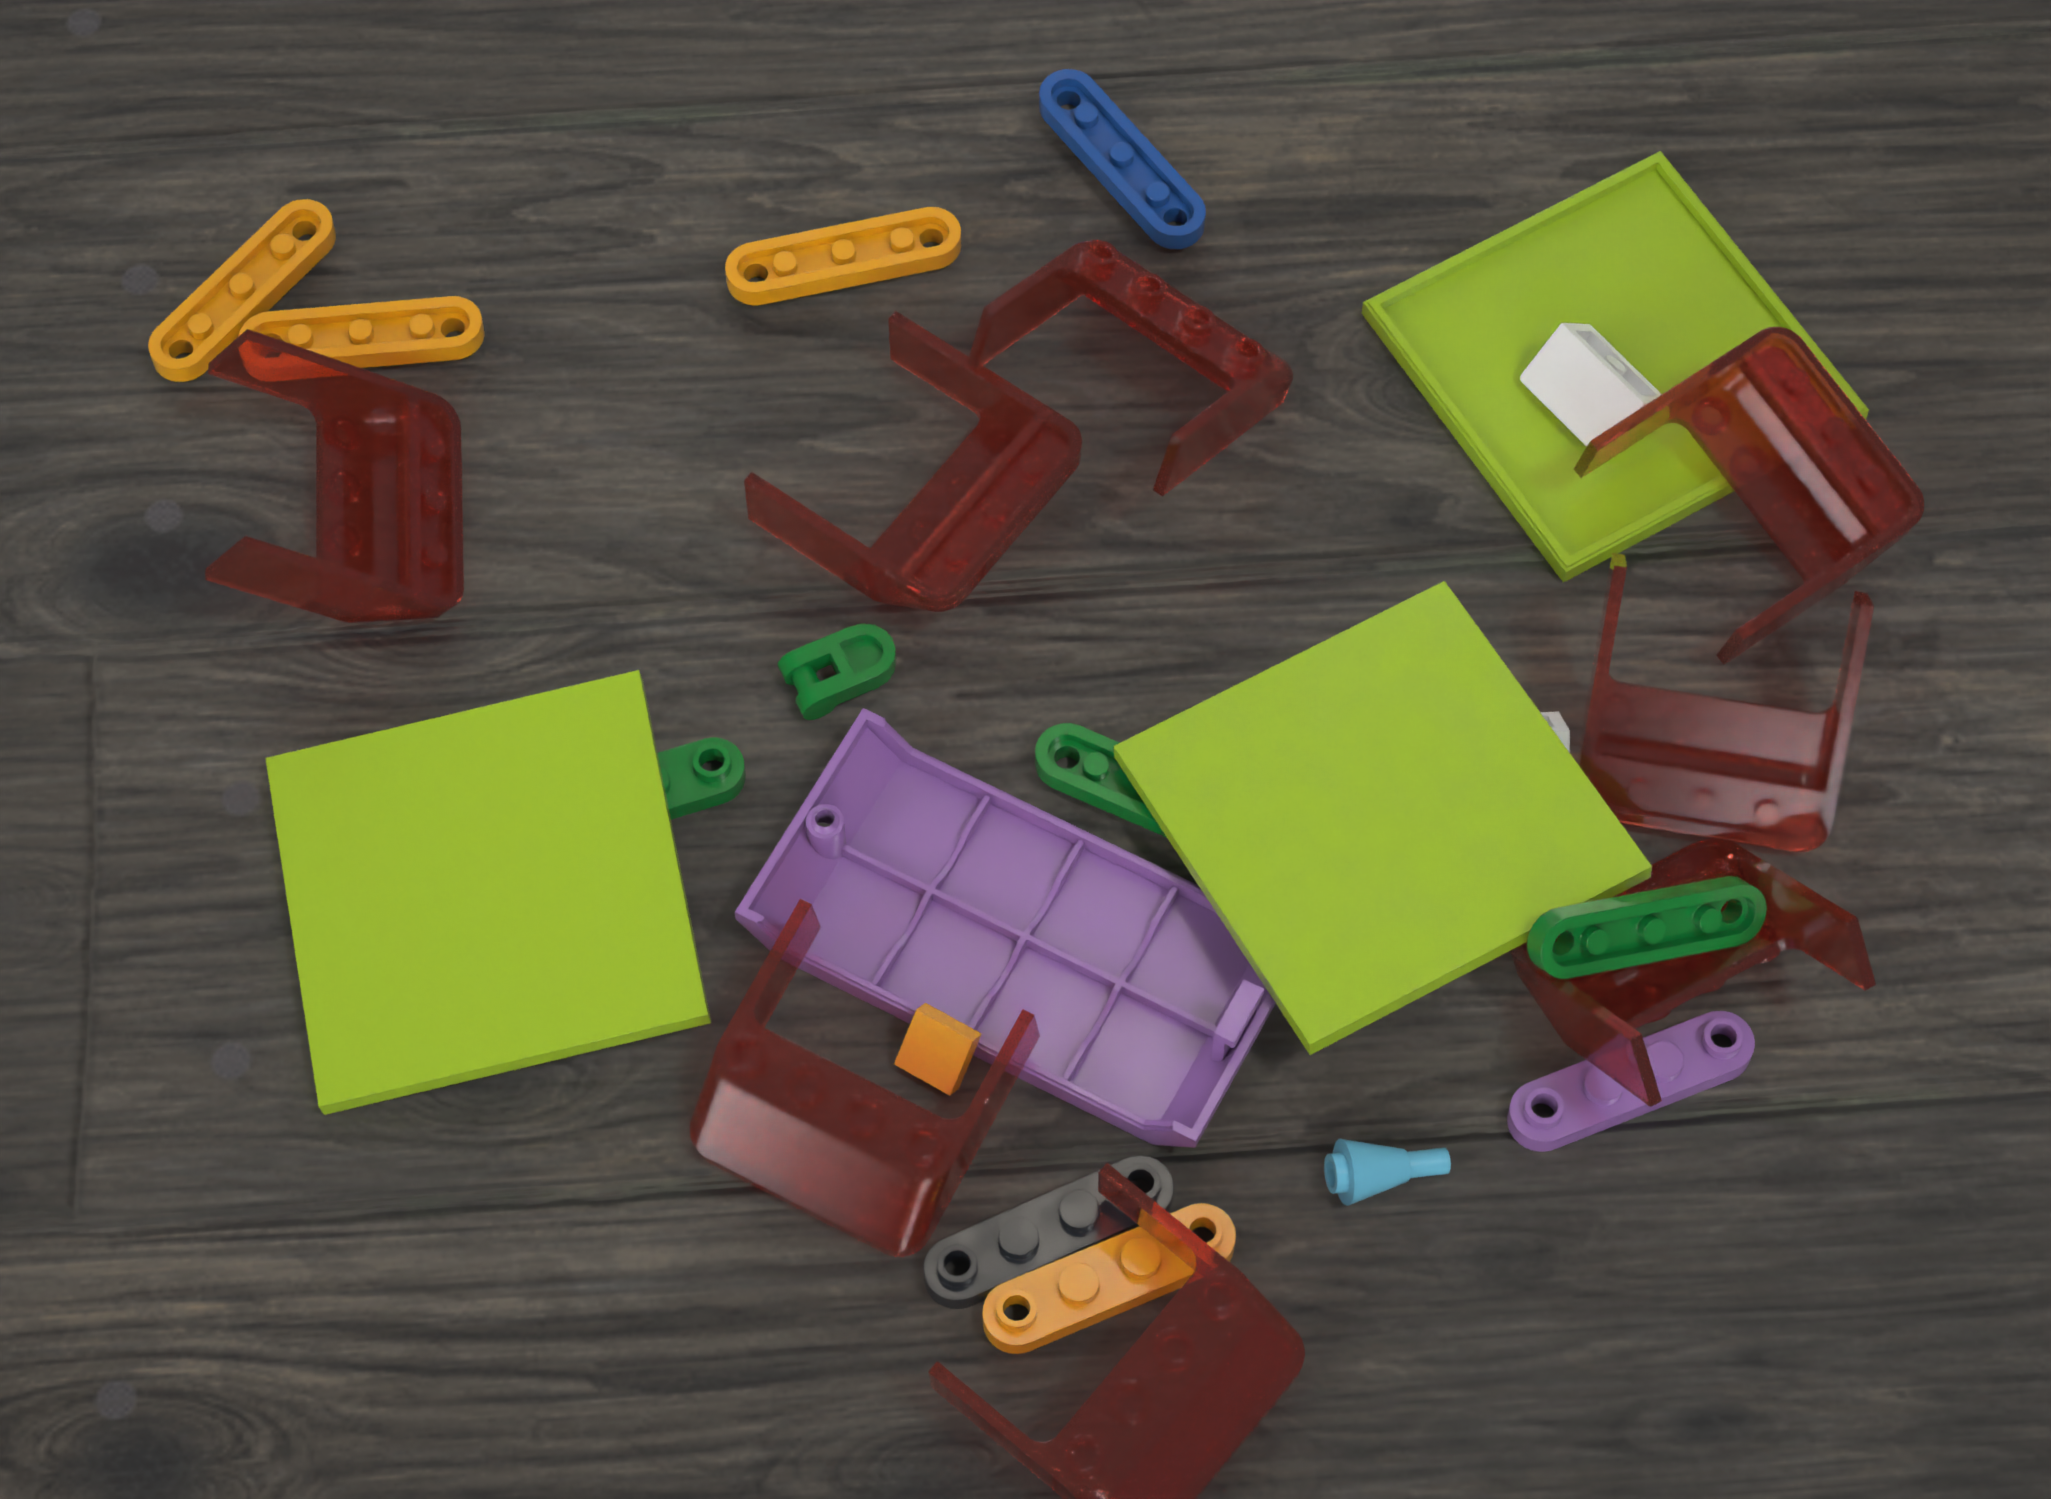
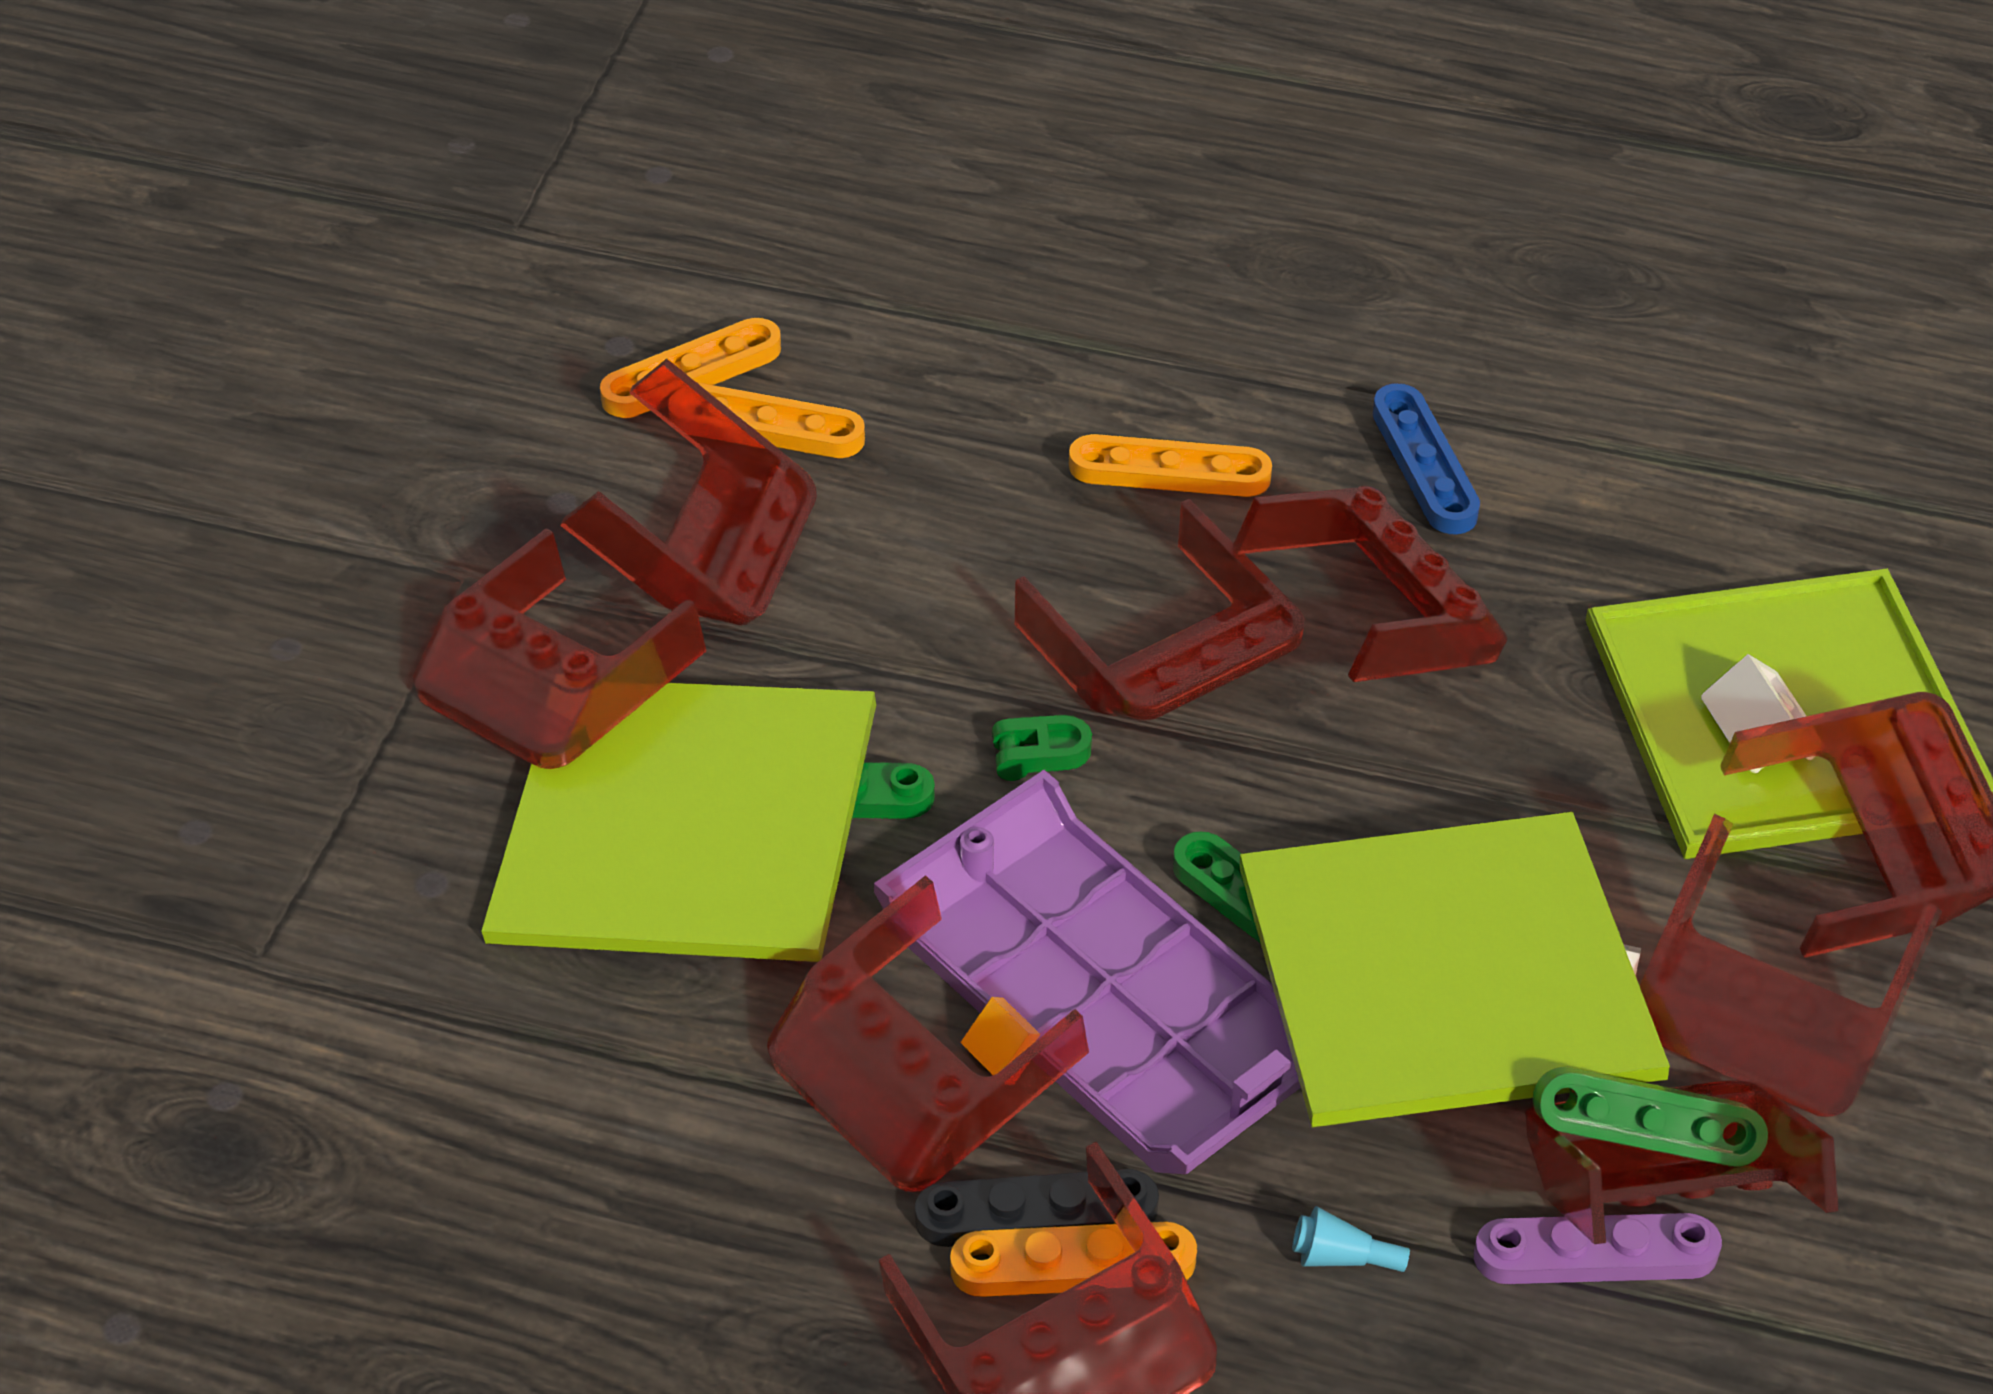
camera: 20 degrees right, 15 degrees down
(234, 780) = (531, 684): none -> clear red windscreen

